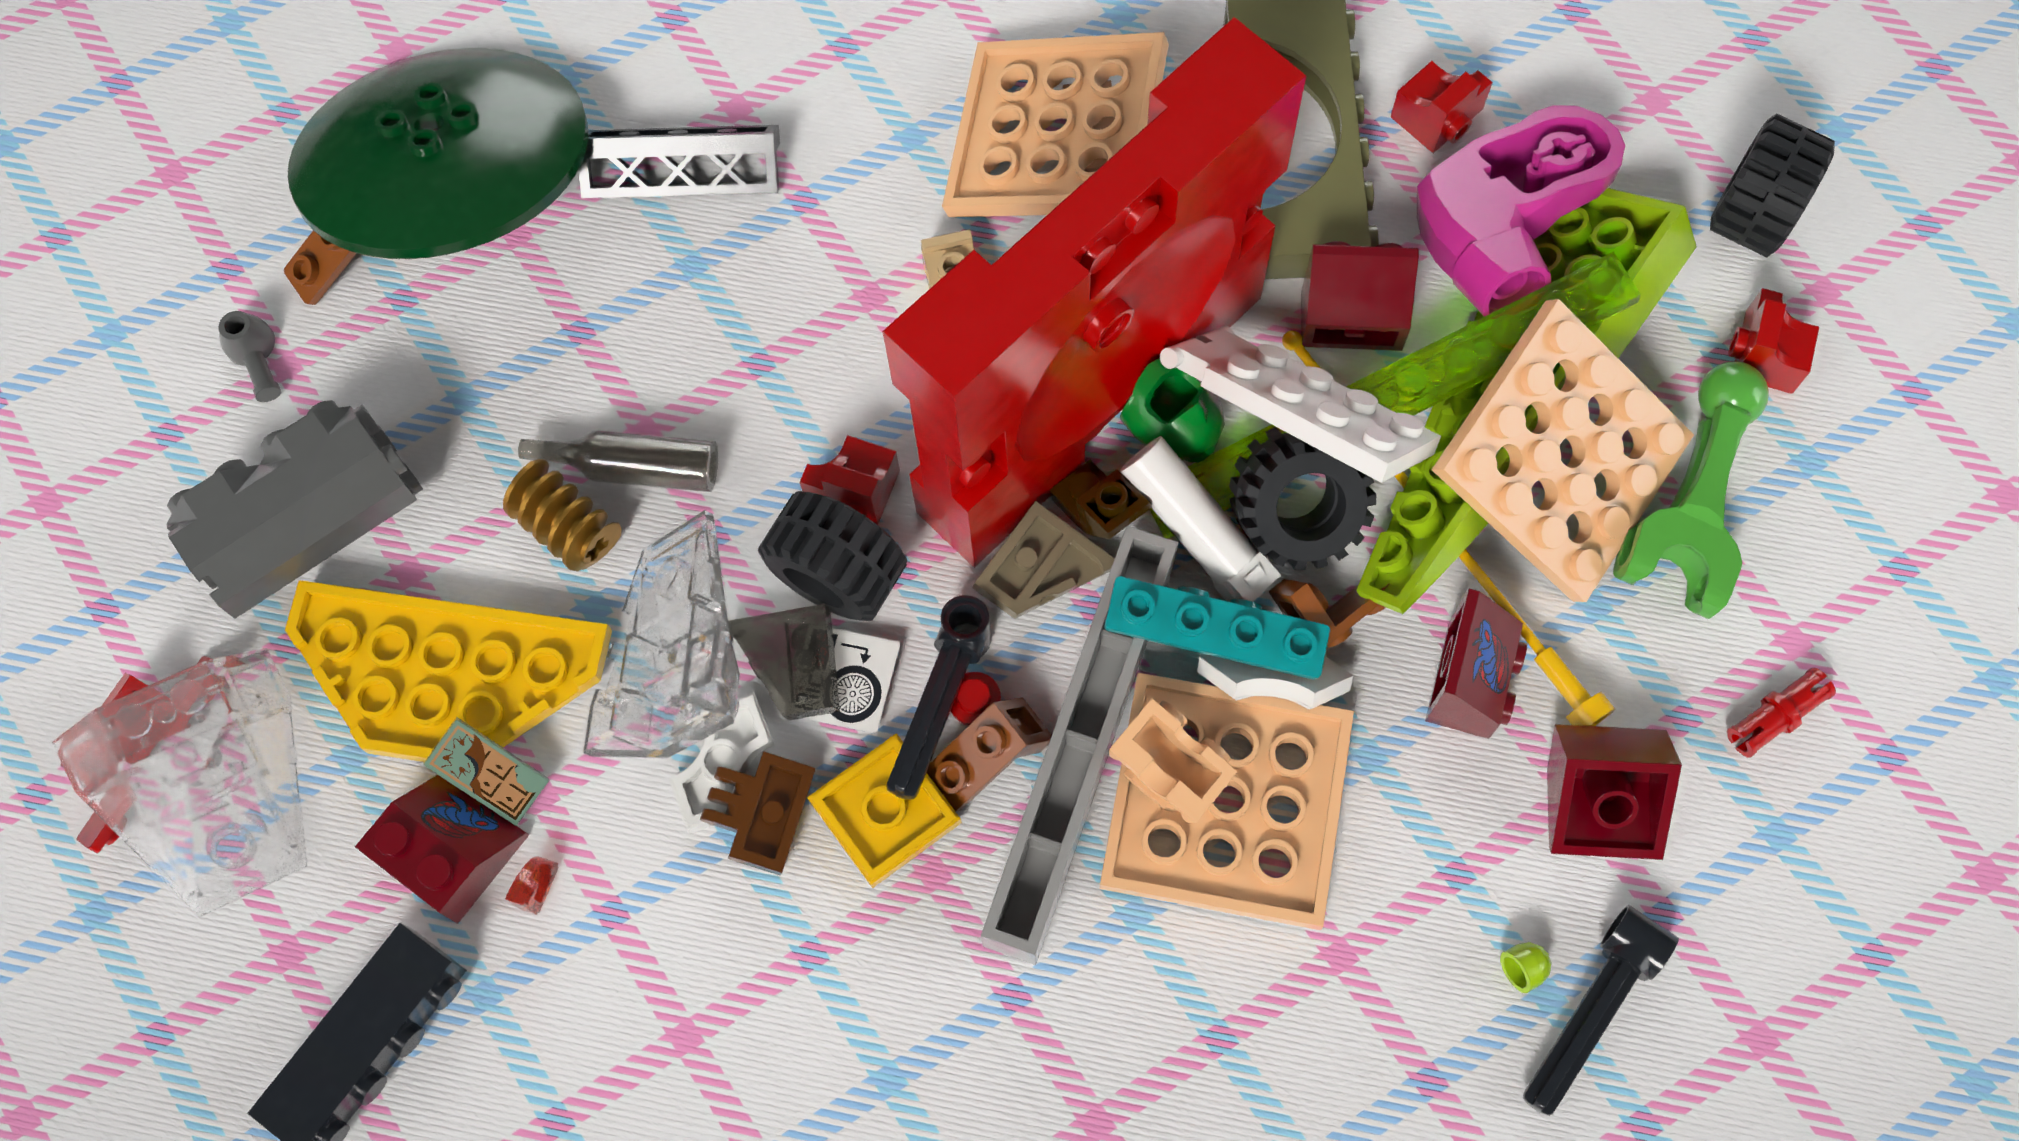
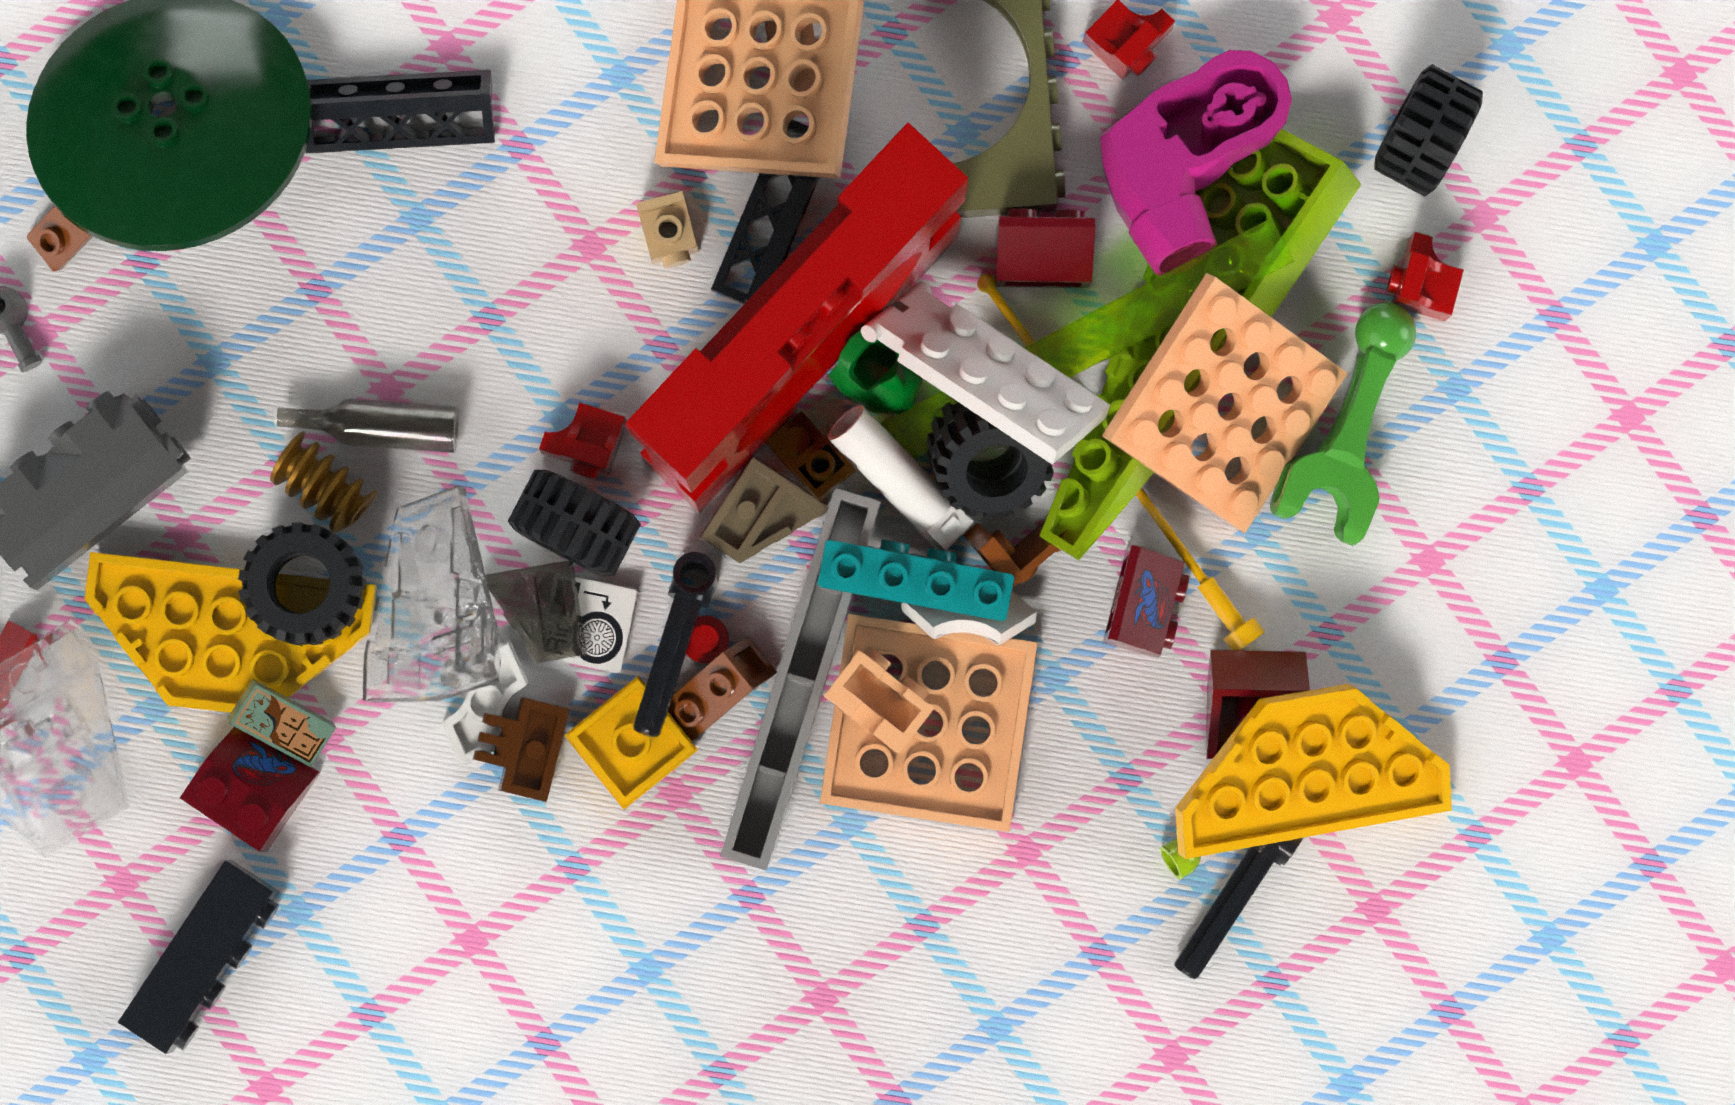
camera: 10 degrees left, 15 degrees up
(498, 579) = (262, 572): none -> black tyre
(532, 884) = (332, 817): clear red tile -> none
(1685, 859) = (1309, 770): none -> yellow plate
(1781, 712) = (1409, 628): red pin -> none

